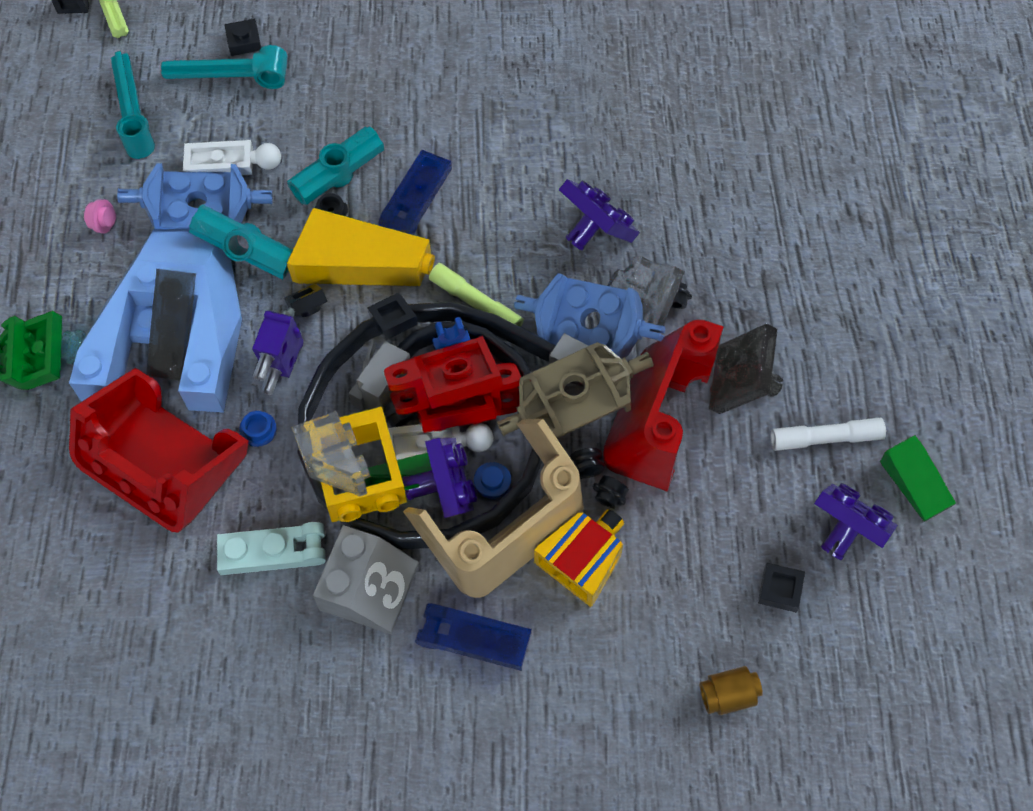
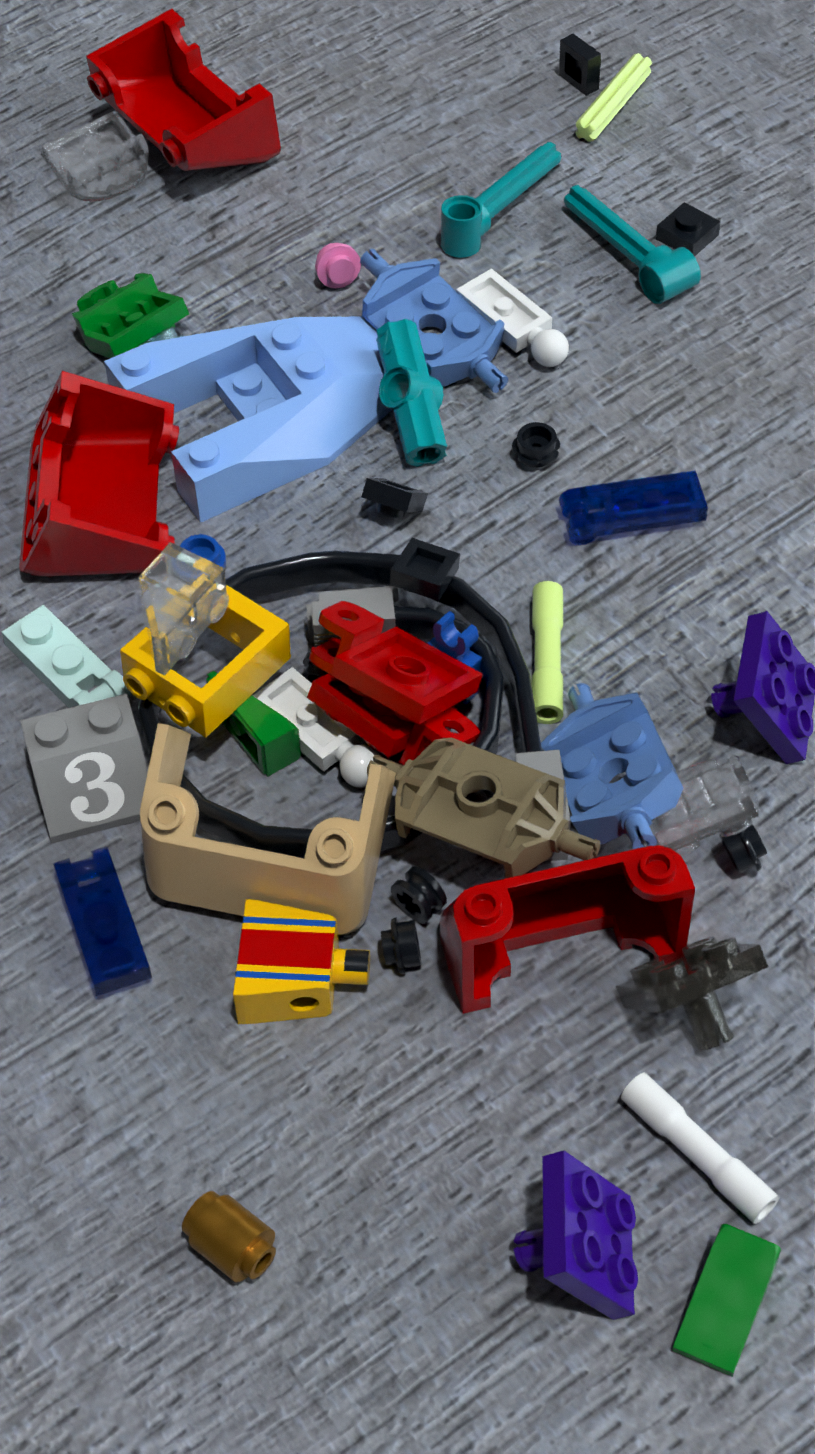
camera: 55 degrees right, 10 degrees down
(170, 323) = (256, 388): clear smoke plate -> none
(276, 348) = (306, 503): dark purple piece -> none
(335, 165) = (595, 410): teal piece -> none
(357, 253) = (497, 501): yellow slope -> none
(446, 477) = (264, 751): dark purple plate -> none
(492, 480) = (314, 808): blue plate -> none
(781, 587) = (422, 1216): black plate -> none

